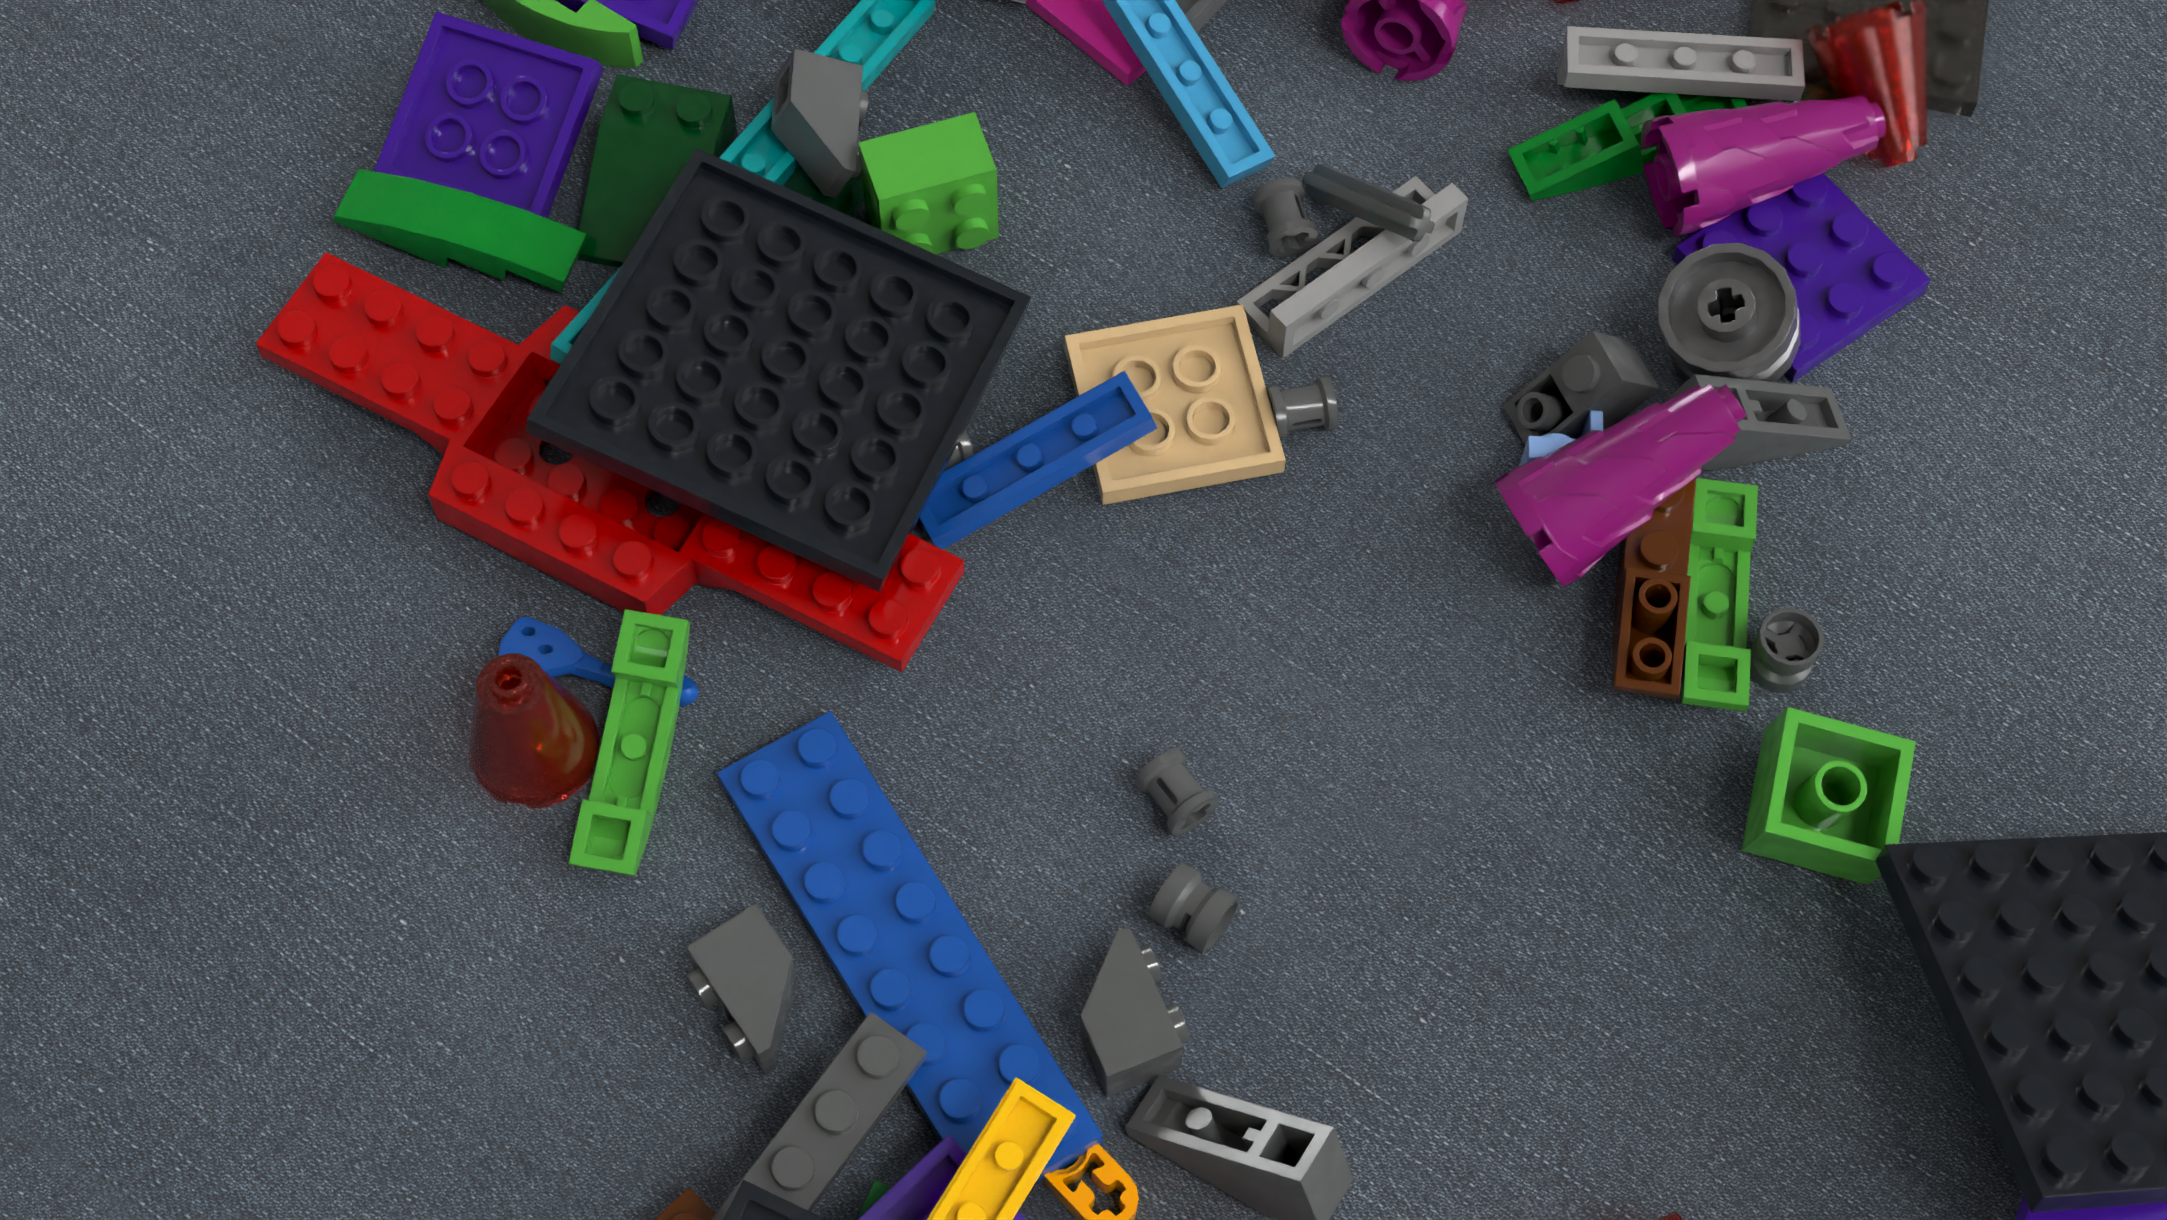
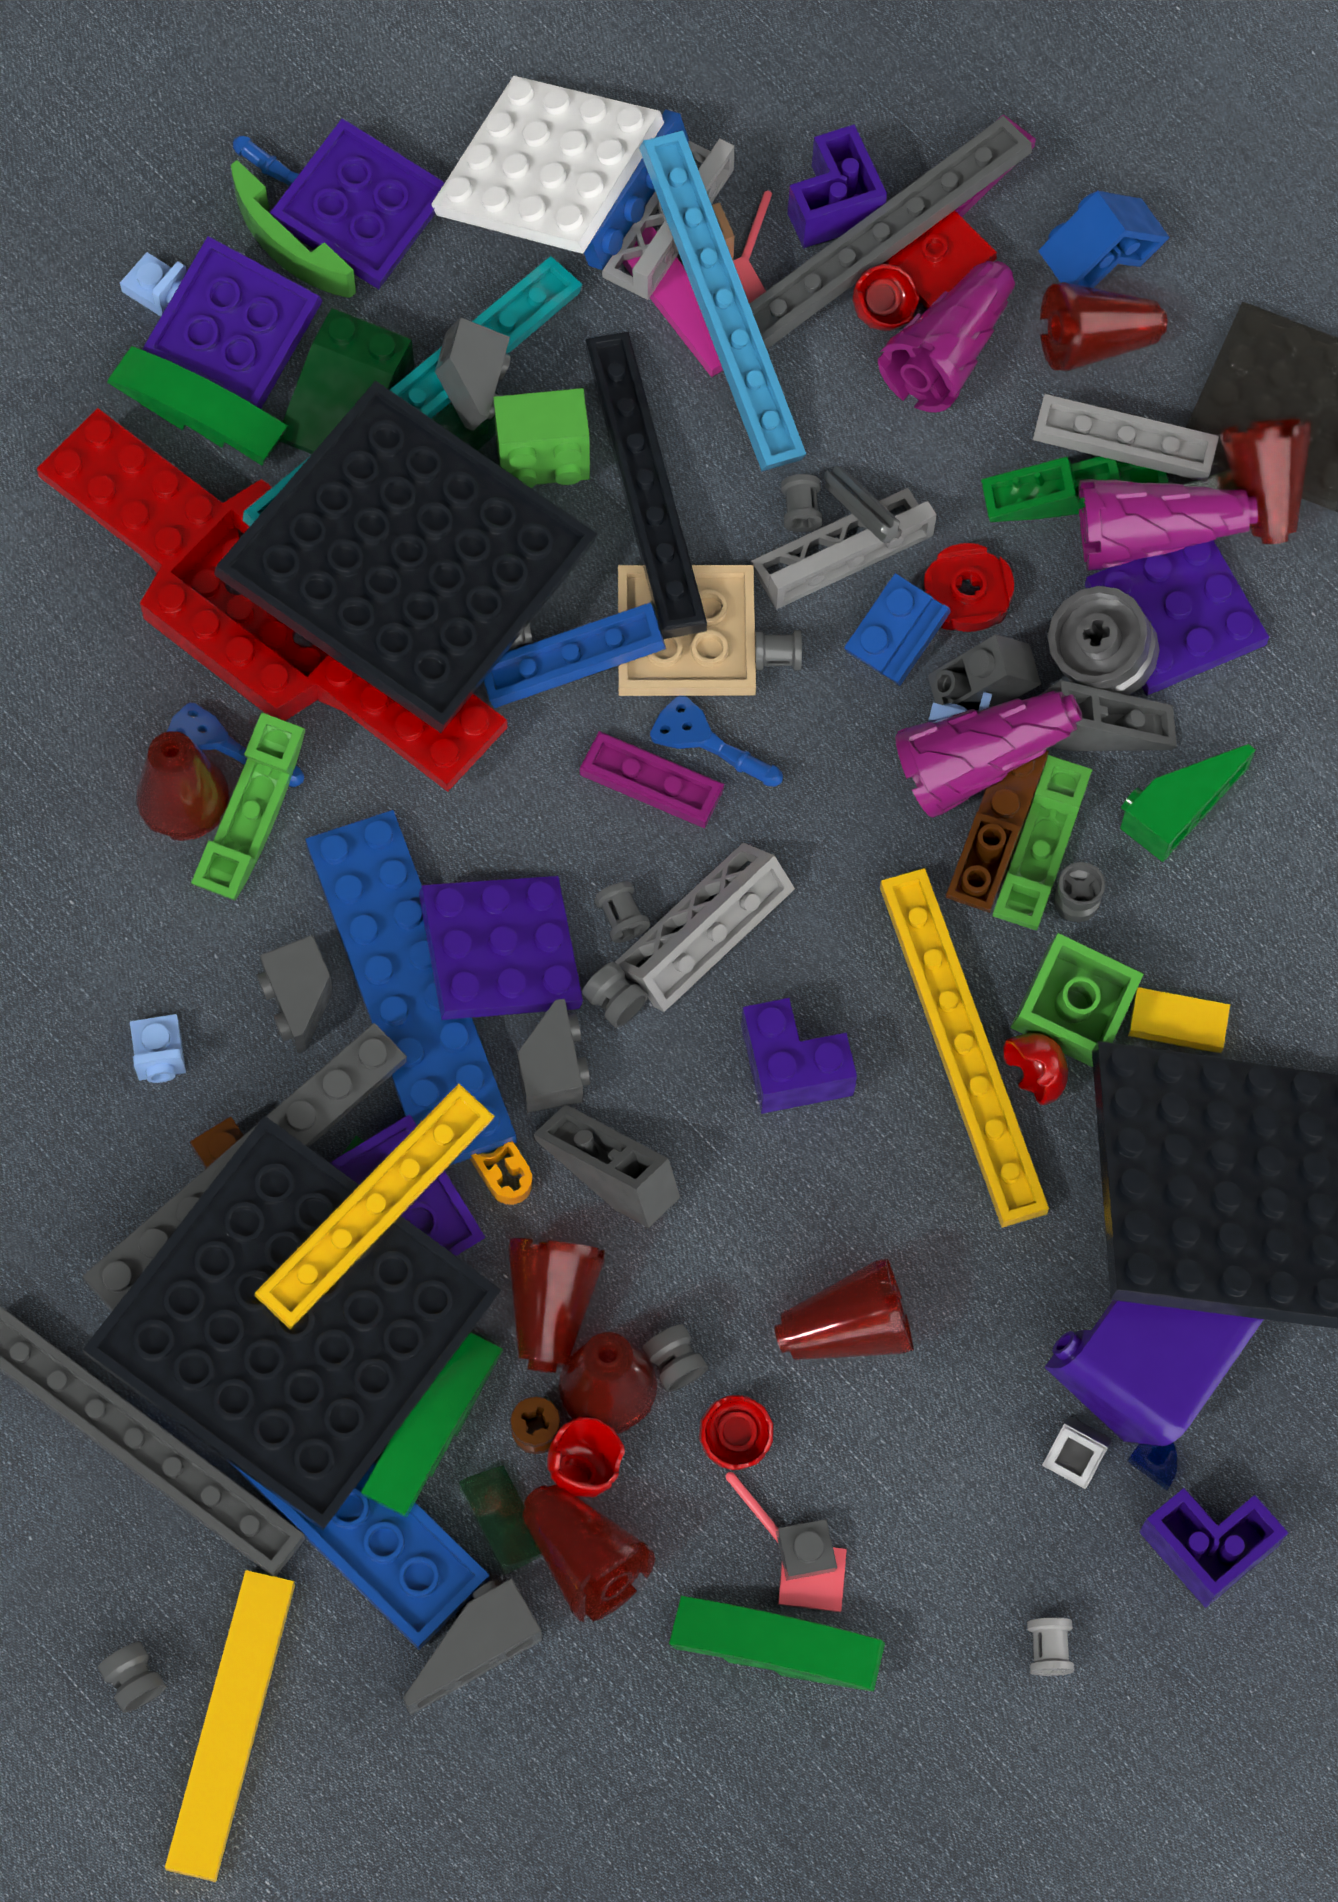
camera: 10 degrees right, 5 degrees up
(373, 89) = (153, 282): none -> light blue bracket
(563, 1108) = (157, 1048): none -> light blue bracket
(1020, 872) = (499, 947): none -> dark purple plate
(1079, 232) = (646, 486): none -> black tile
(1172, 607) = (651, 779): none -> magenta tile
(1228, 538) = (702, 736): none -> blue piece
(1304, 788) = (709, 927): none -> light grey fence
(1451, 353) = (897, 629): none -> blue plate
(1461, 966) = (791, 1070): none -> dark purple brick
(1522, 316) = (983, 569): none -> red plate
(1692, 895) = (964, 1048): none -> yellow plate
(1803, 893) = (1042, 1065): none -> red hair
(1877, 508) = (1180, 800): none -> green slope
(1969, 798) = (1179, 1020): none -> yellow tile

